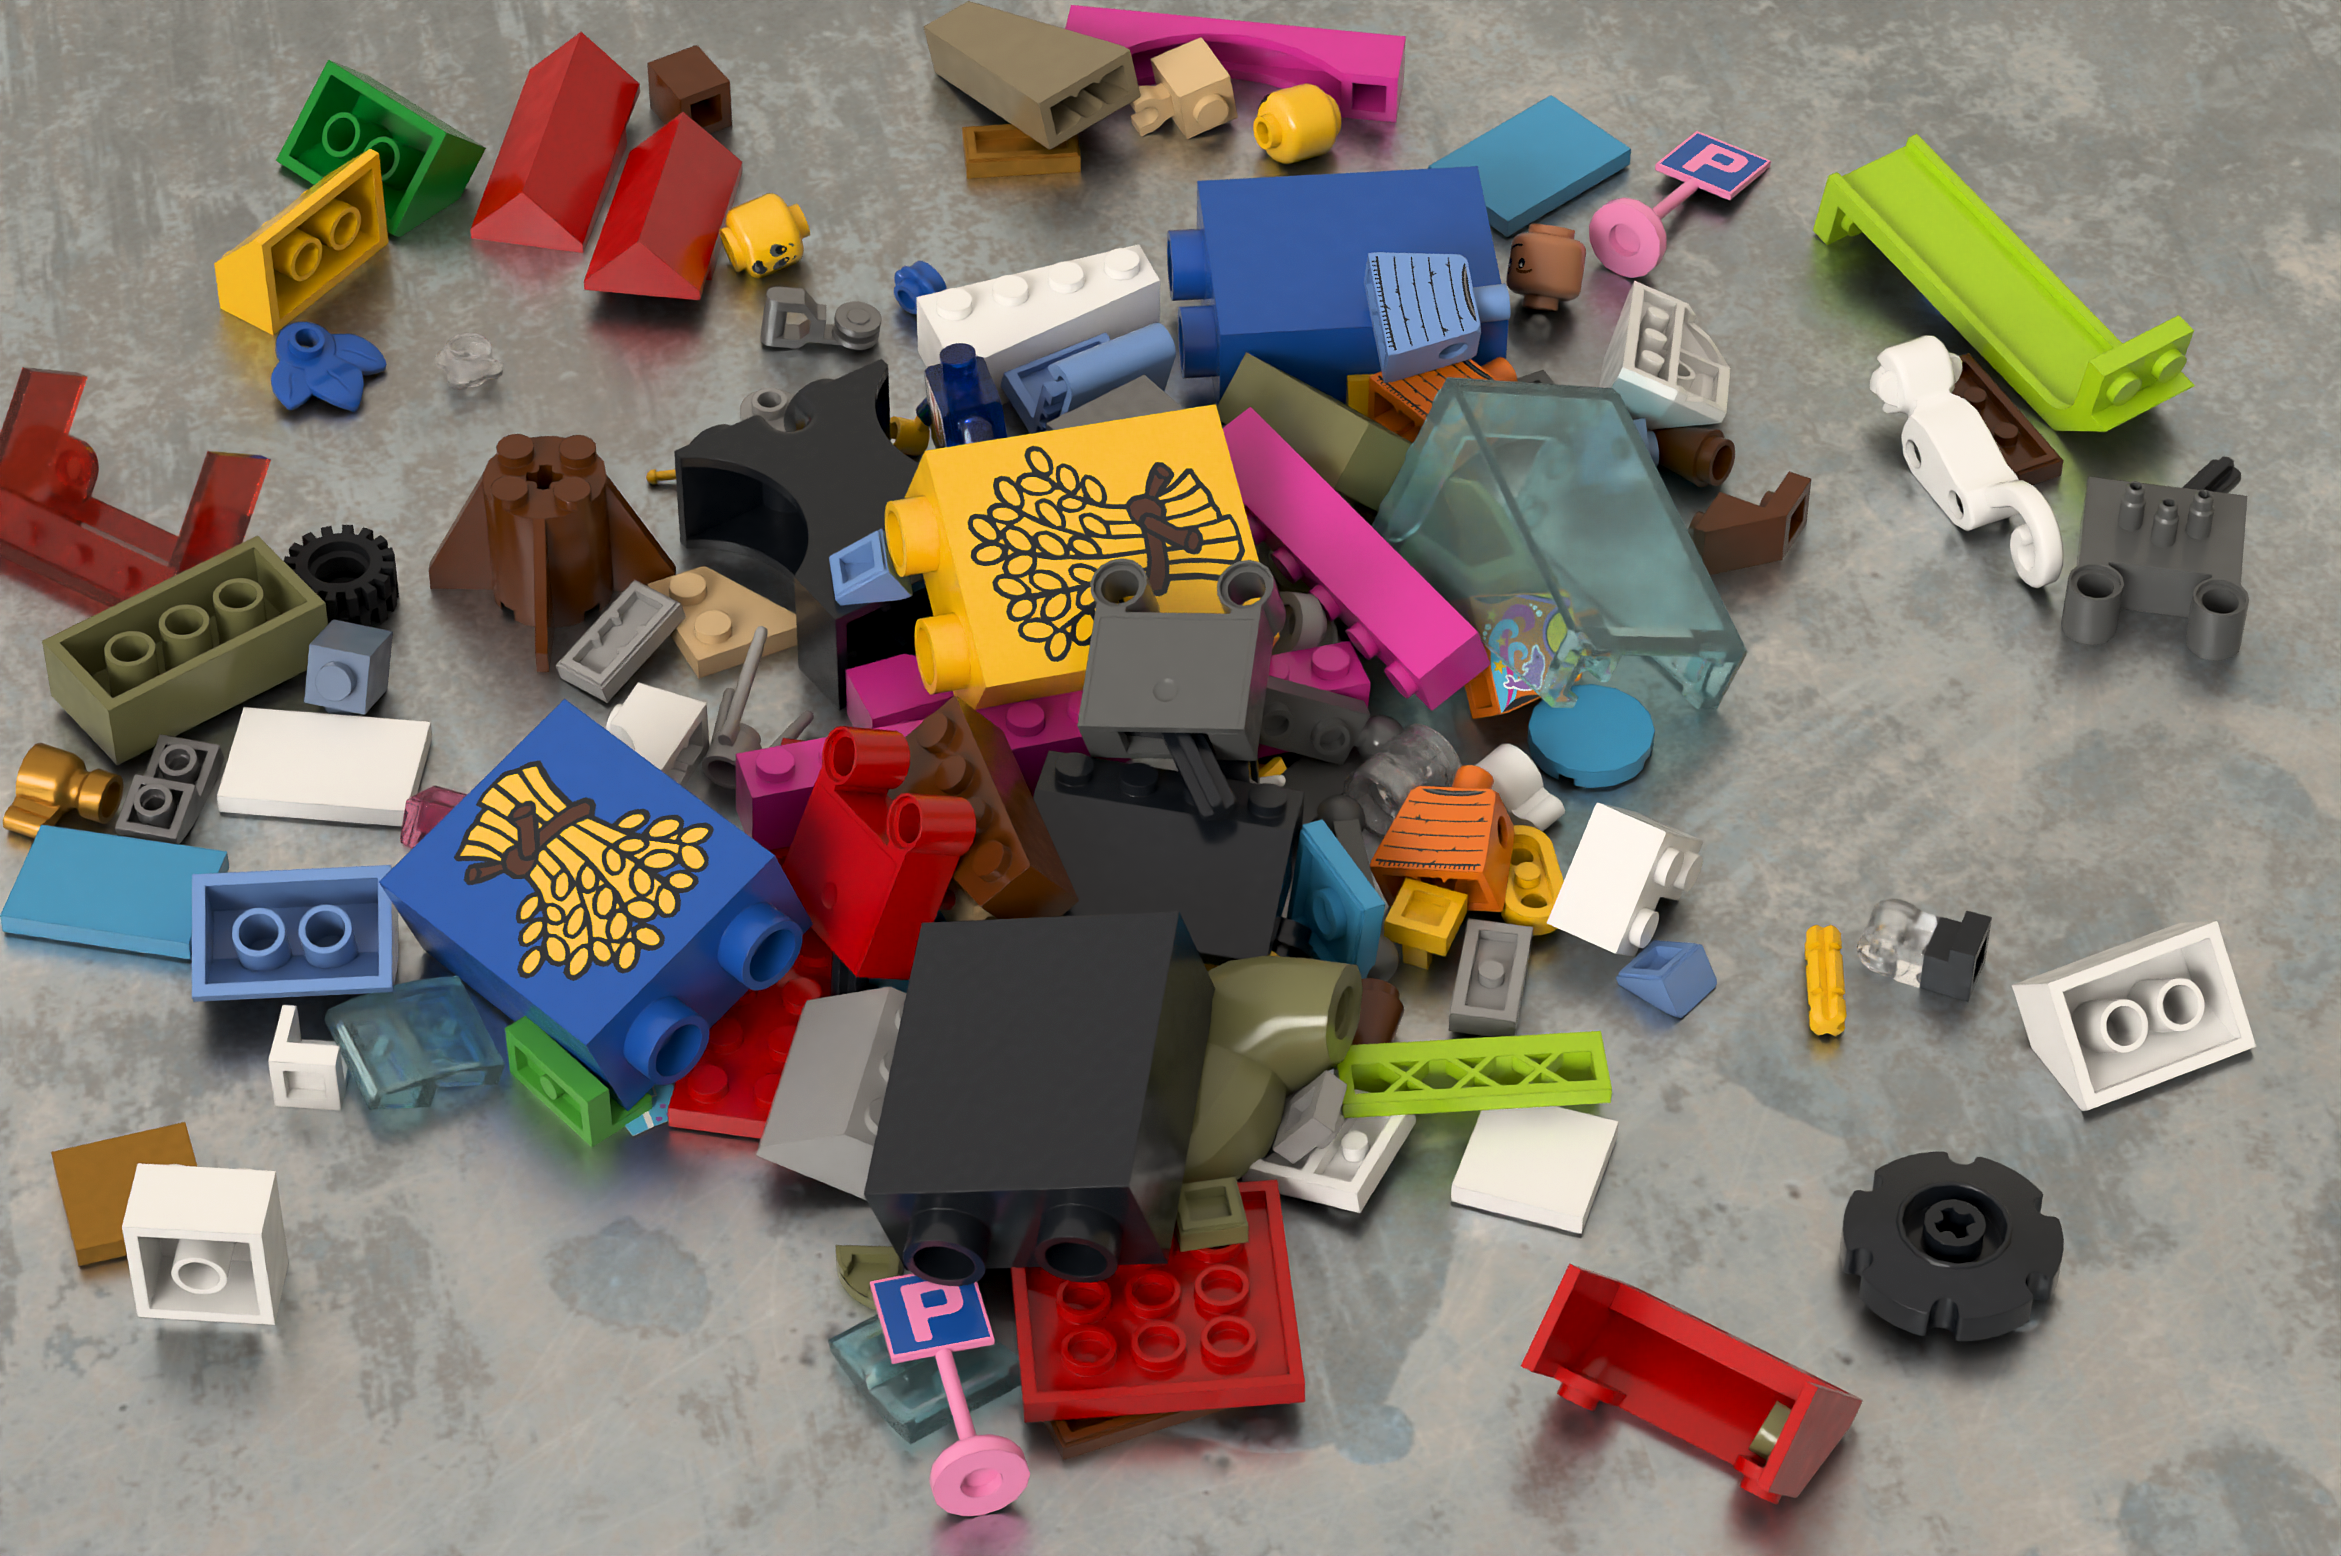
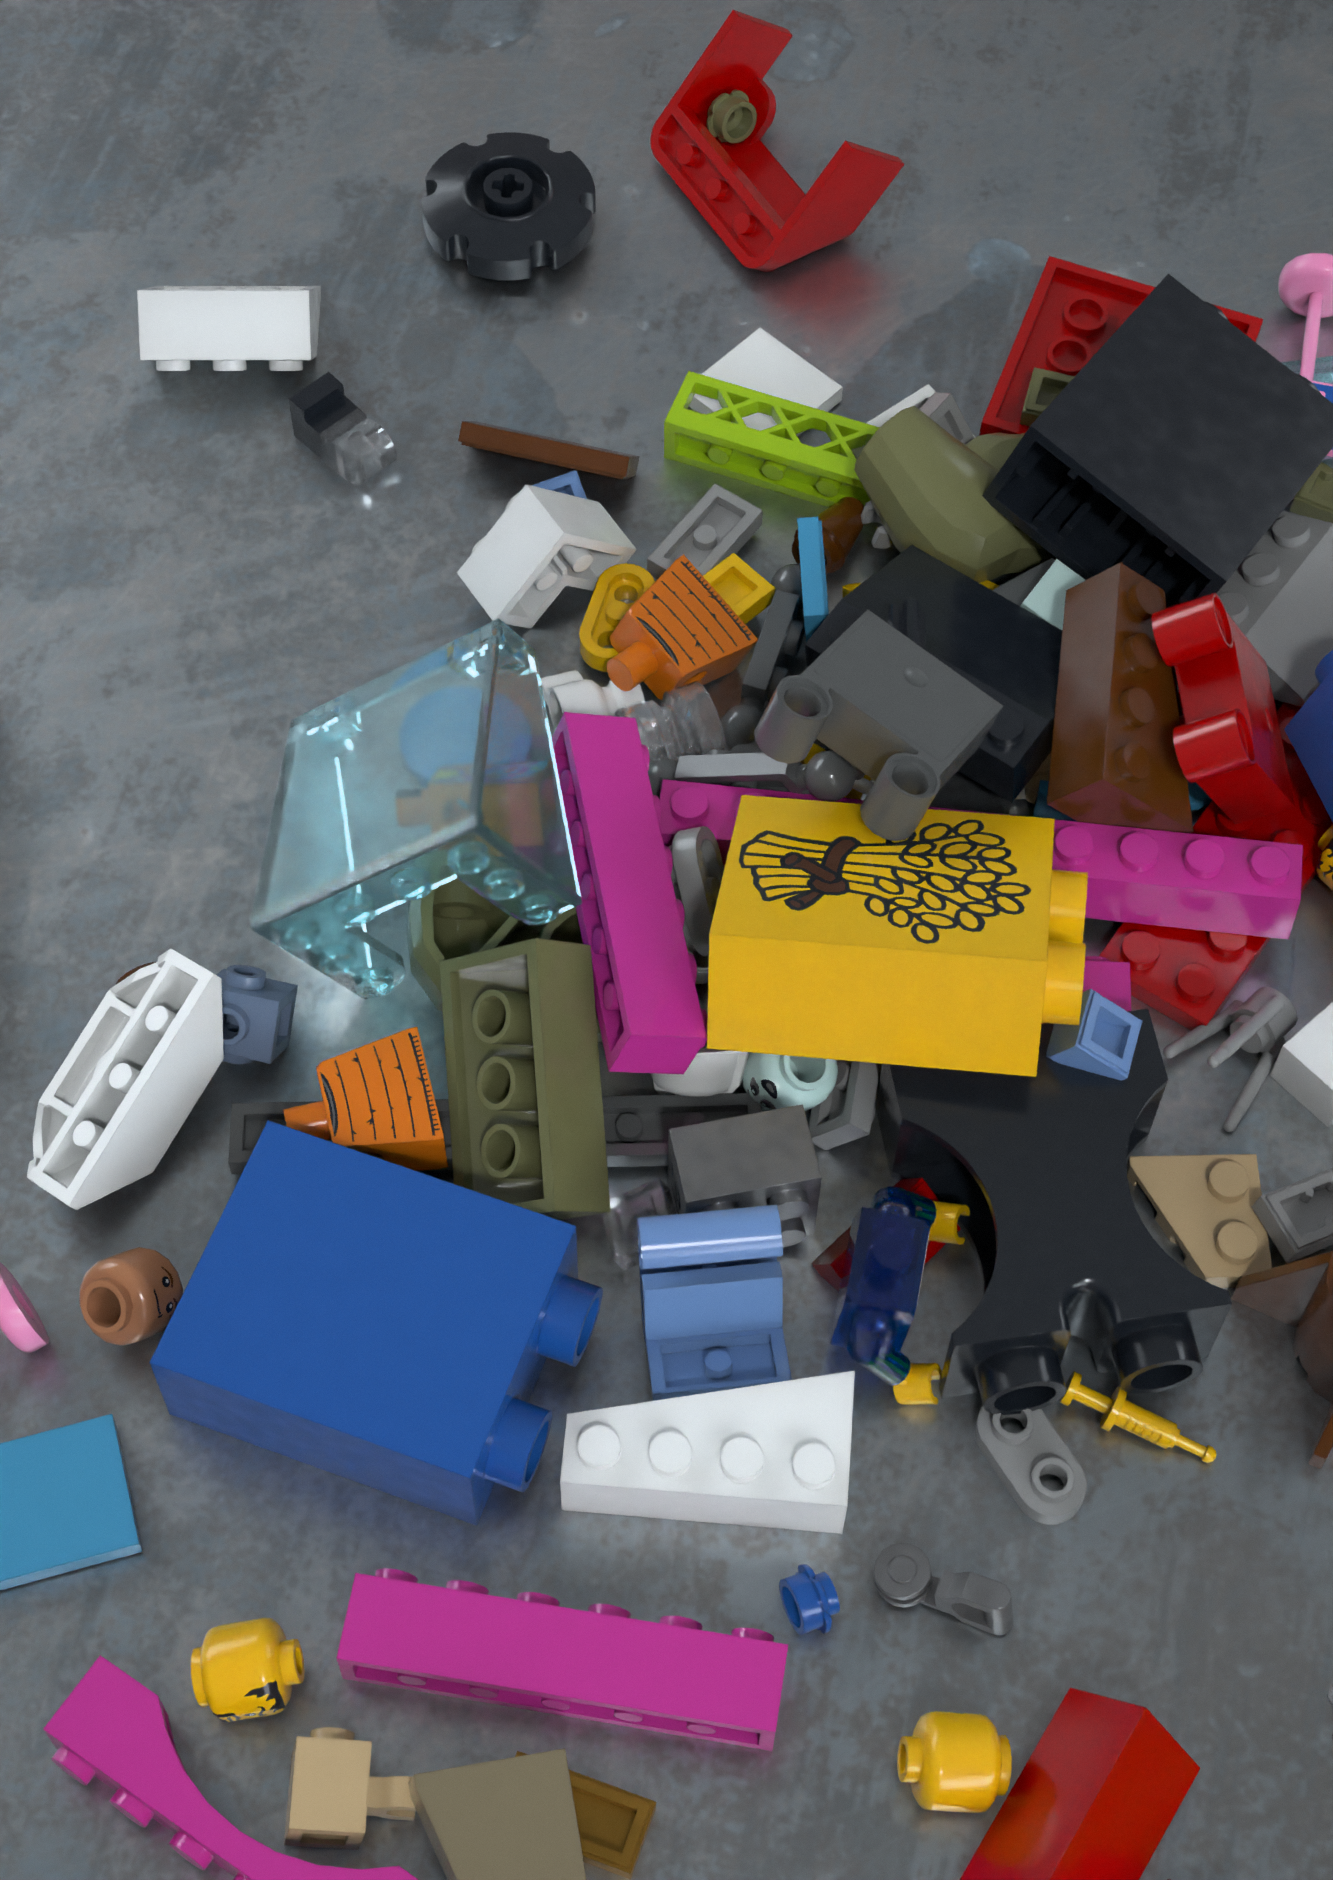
camera: 155 degrees left, 15 degrees up
(1066, 198) = (563, 1659): none -> dark pink brick
(1427, 311) = (359, 1123): medium blue torso -> none
(1708, 1003) = (548, 450): none -> reddish brown tile
(1744, 534) = (196, 887): reddish brown slope -> none
(1825, 980) = (434, 451): yellow axle -> none

